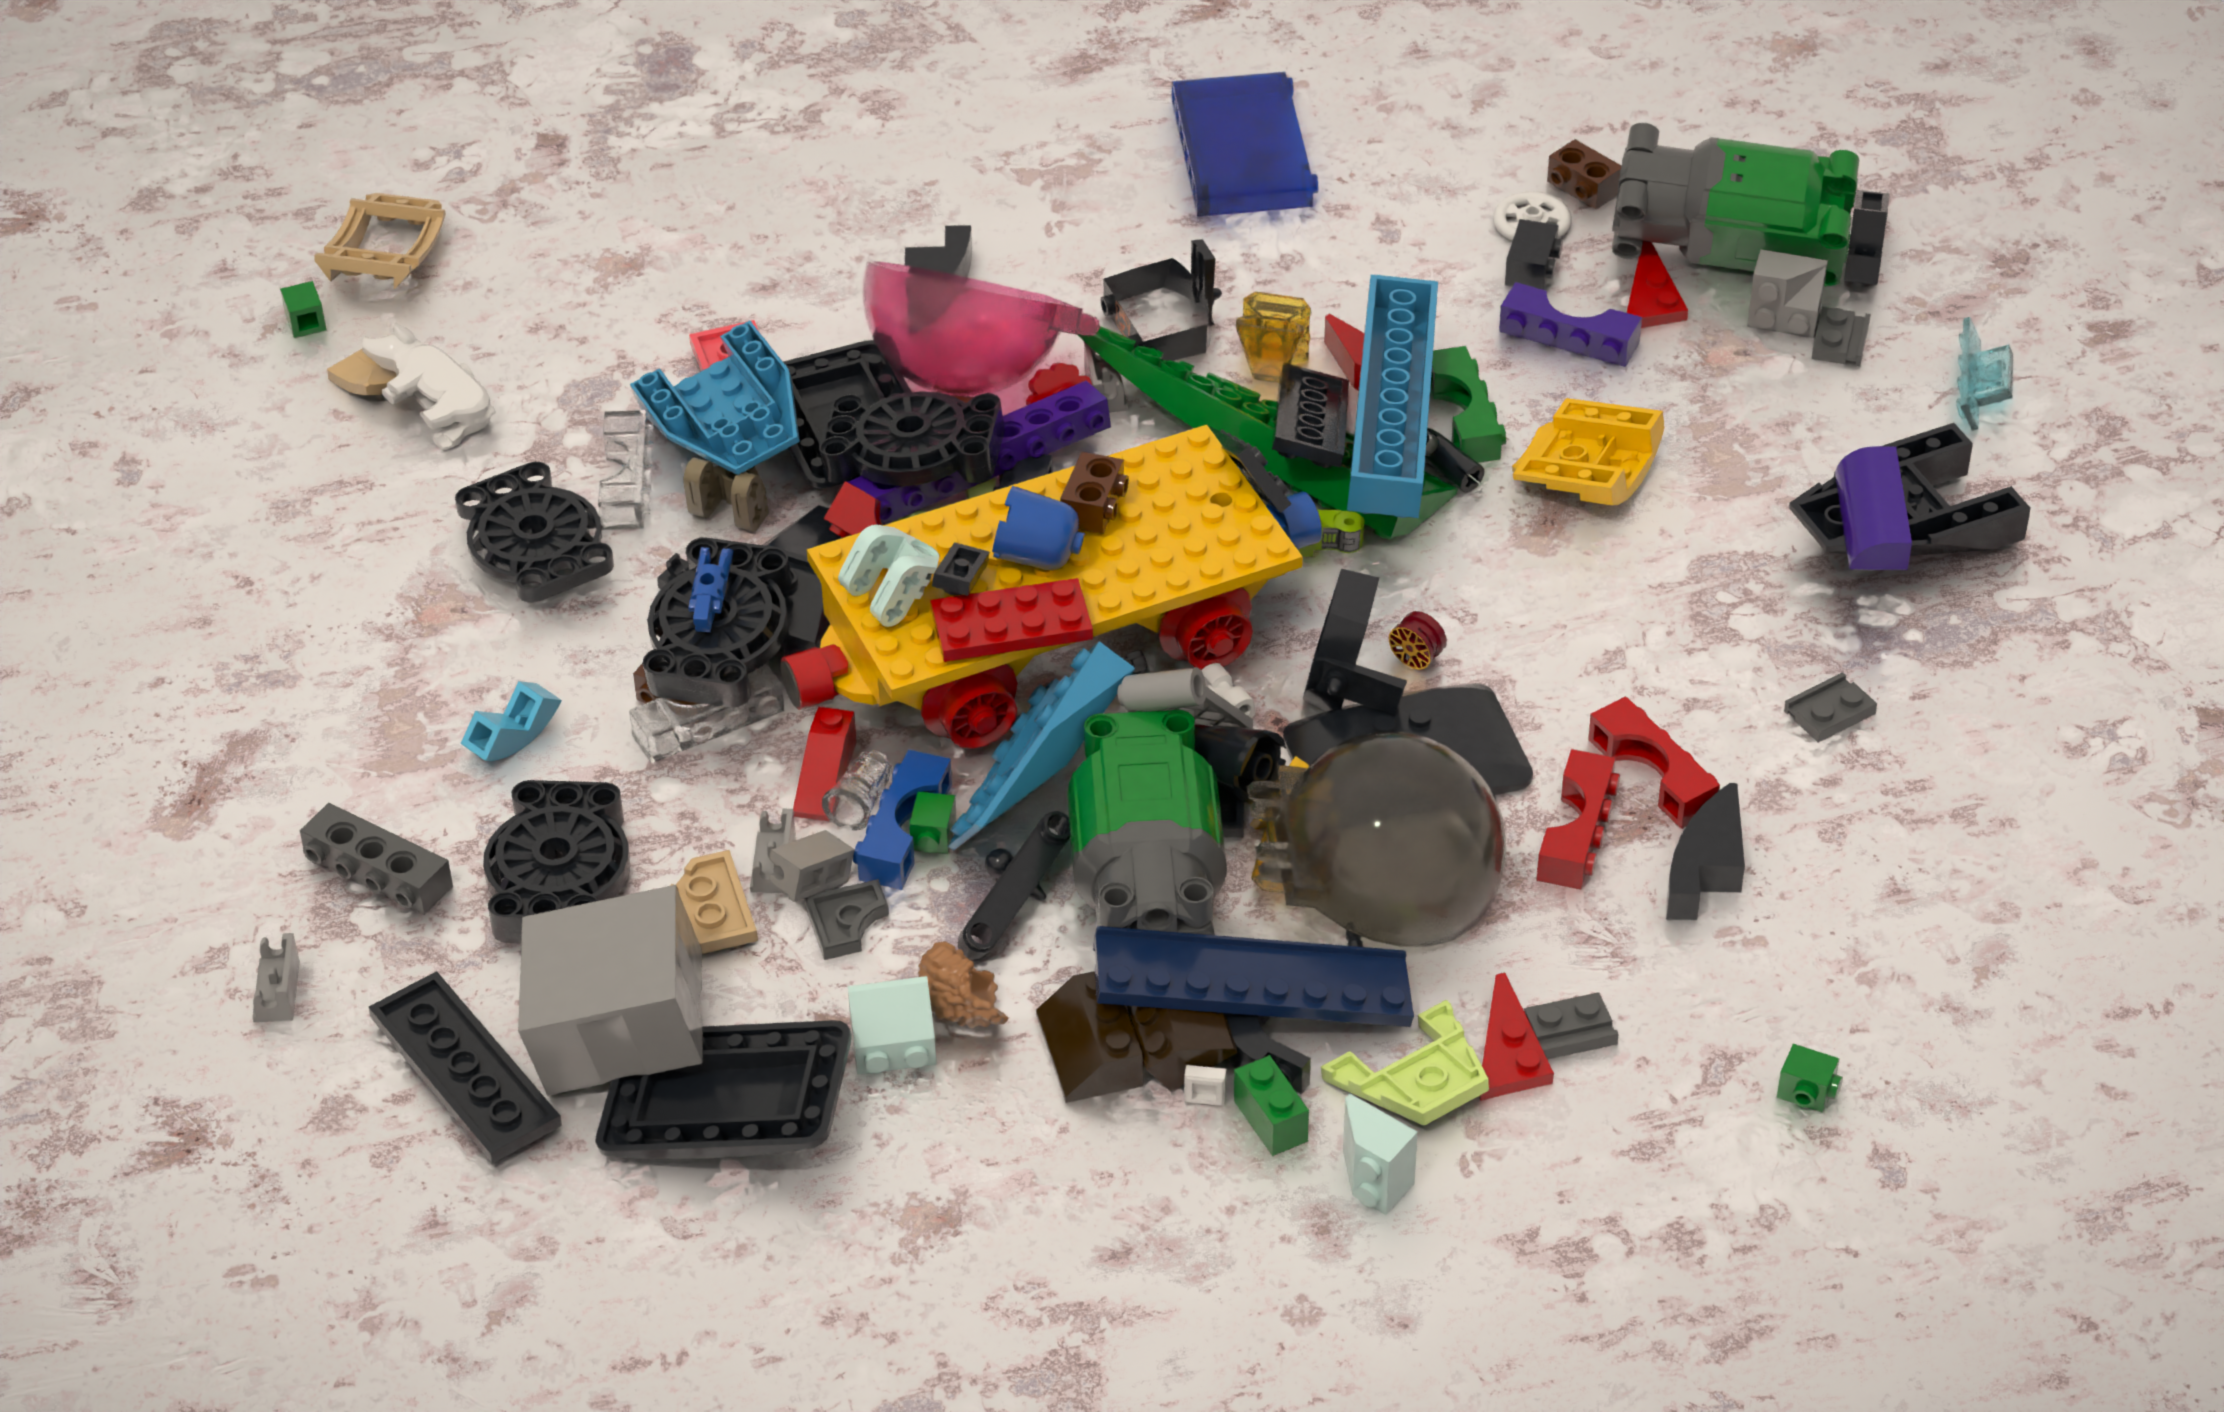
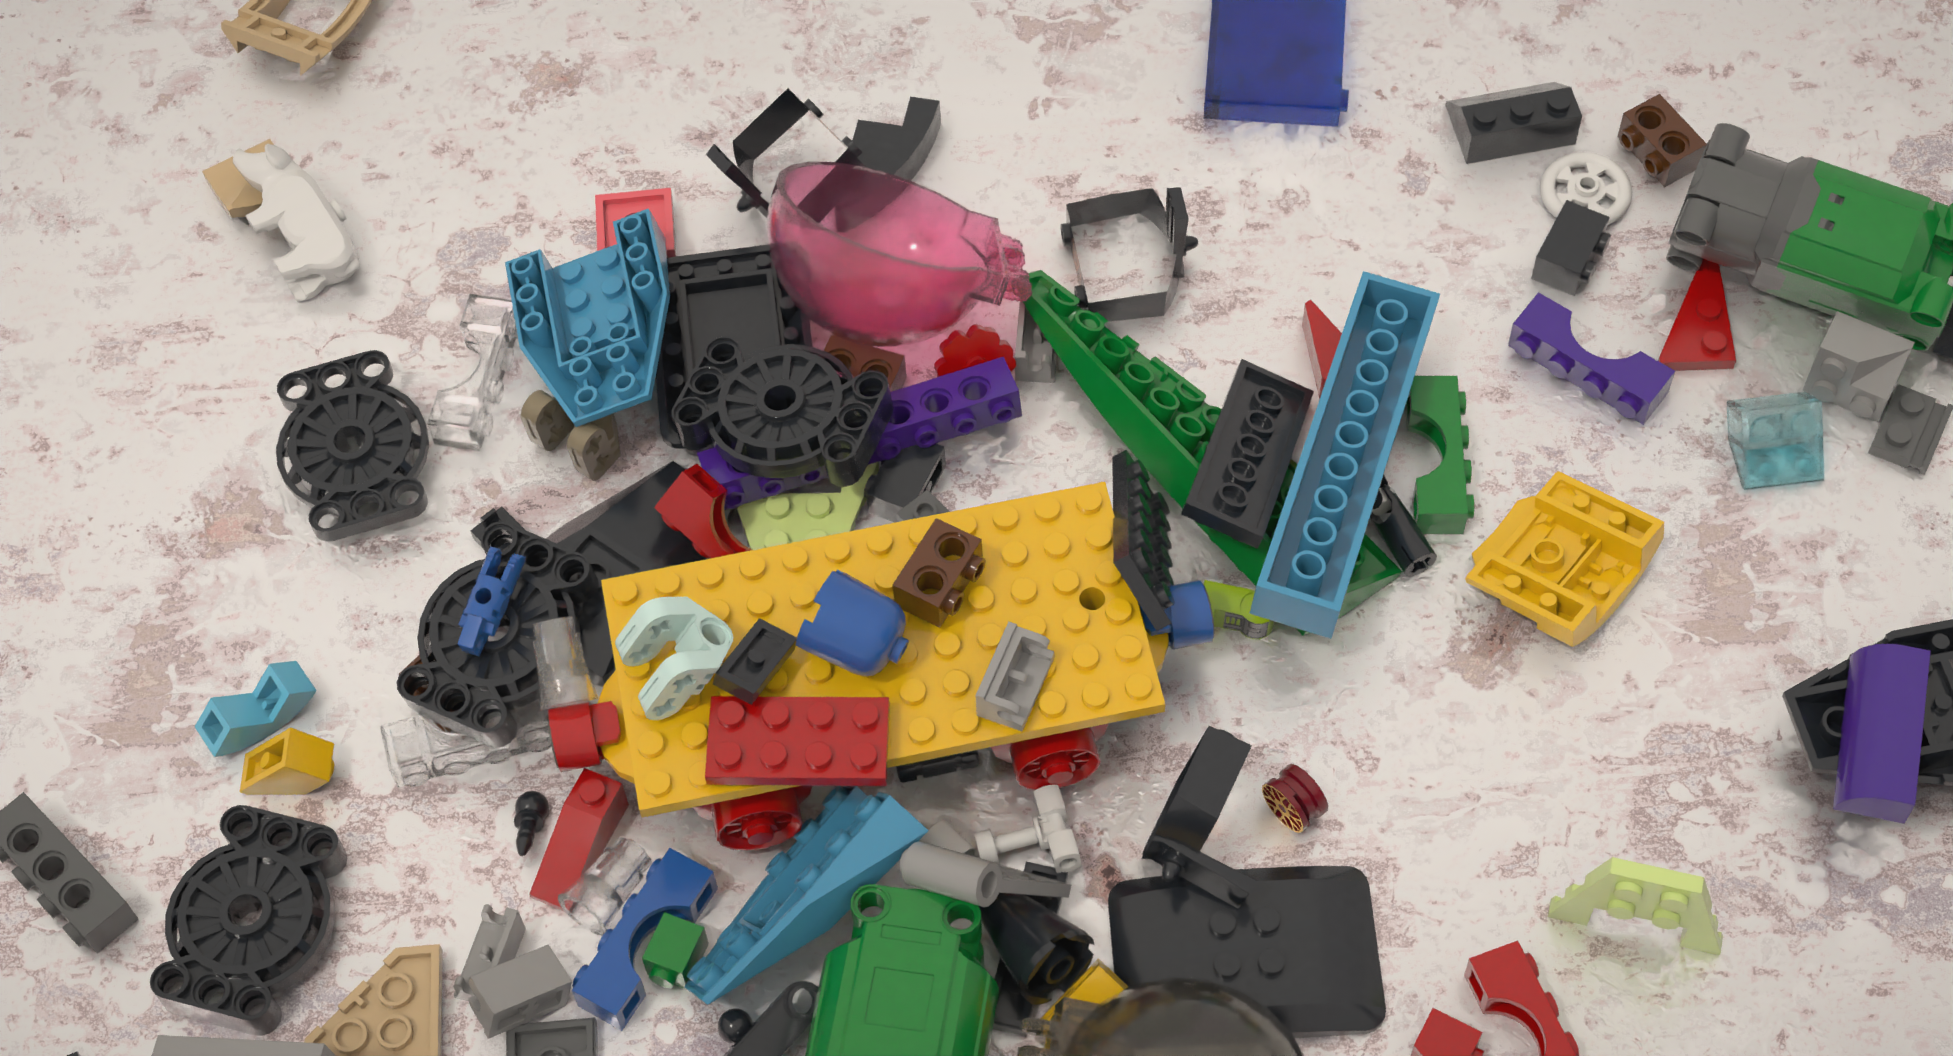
camera: 15 degrees right, 15 degrees up
(303, 309) = (199, 86): green brick -> none
(553, 753) = (288, 765): none -> yellow slope
(775, 759) = (530, 811): none -> black bar
(785, 620) = (561, 664): none -> clear plant
(829, 263) = (759, 136): none -> black piece
(1176, 550) = (1014, 677): none -> light grey hinge
(1273, 332) = (1238, 318): clear yellow piece -> none
(1461, 179) = (1515, 121): none -> black slope
(1719, 637) = (1645, 892): none -> yellowish green wing
(1736, 355) = (1776, 439): none -> clear light blue slope
(1830, 707) = (1766, 990): dark grey plate -> none

